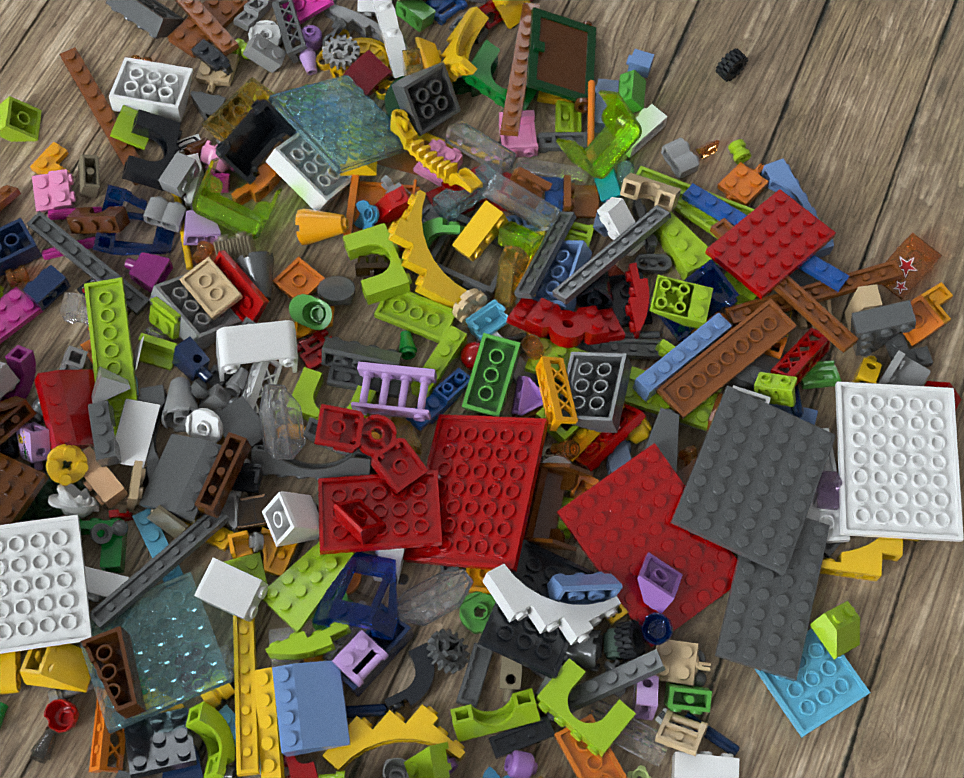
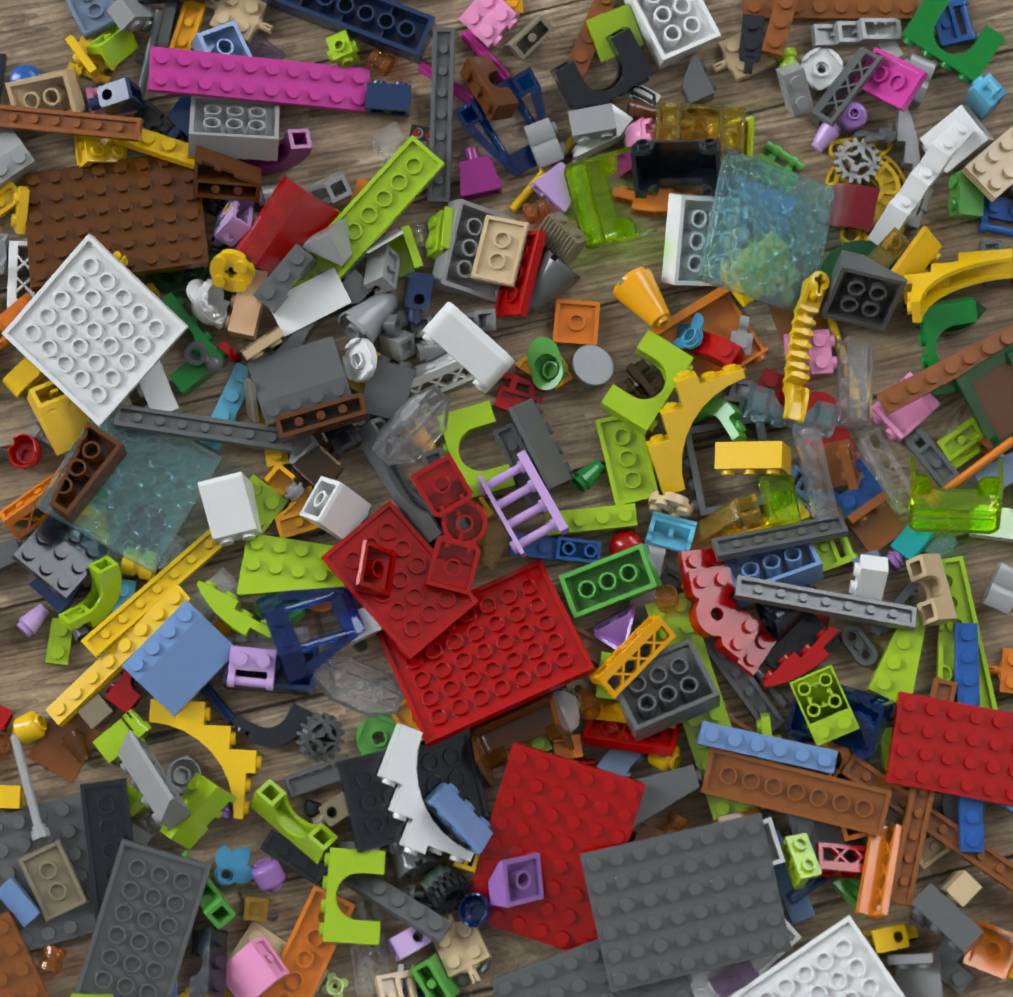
camera: 55 degrees right, 15 degrees up
(155, 370) = (382, 269): none -> light grey hinge
(495, 698) = (311, 808): none -> black hinge
(818, 348) = (878, 873): none -> orange fence

